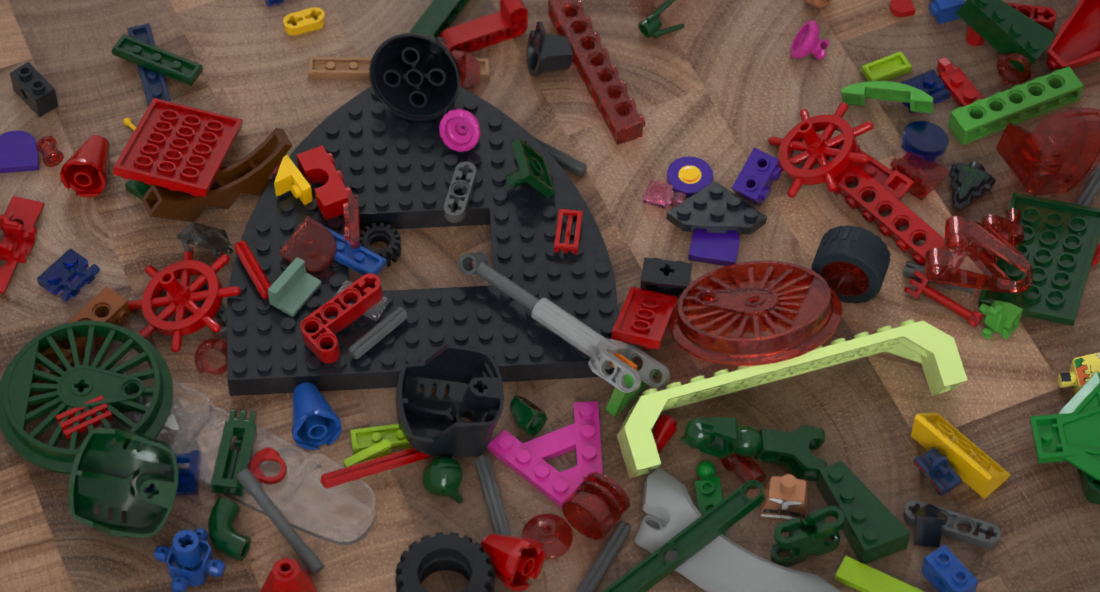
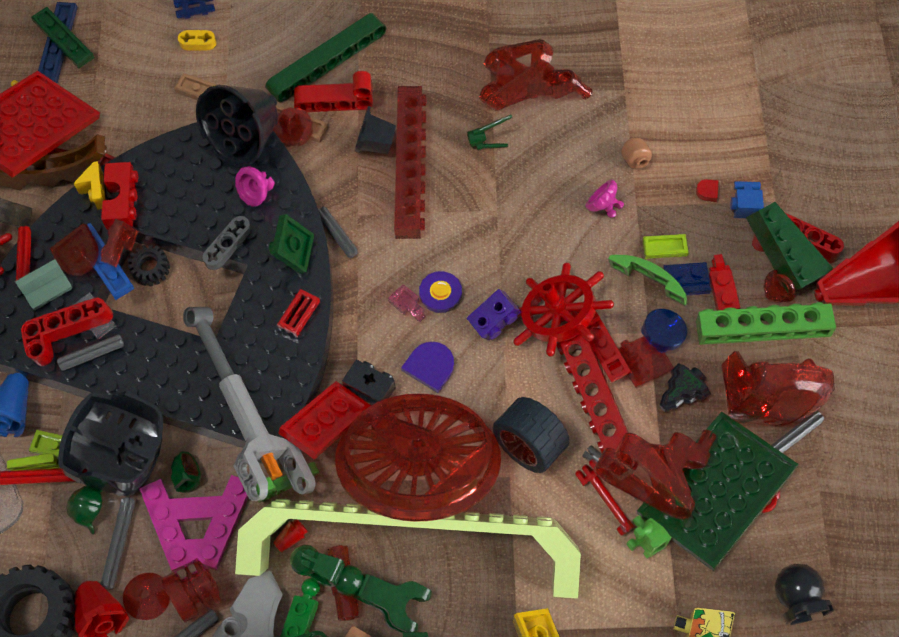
camera: 25 degrees right, 10 degrees up
(716, 211) = (444, 335): black plate -> none

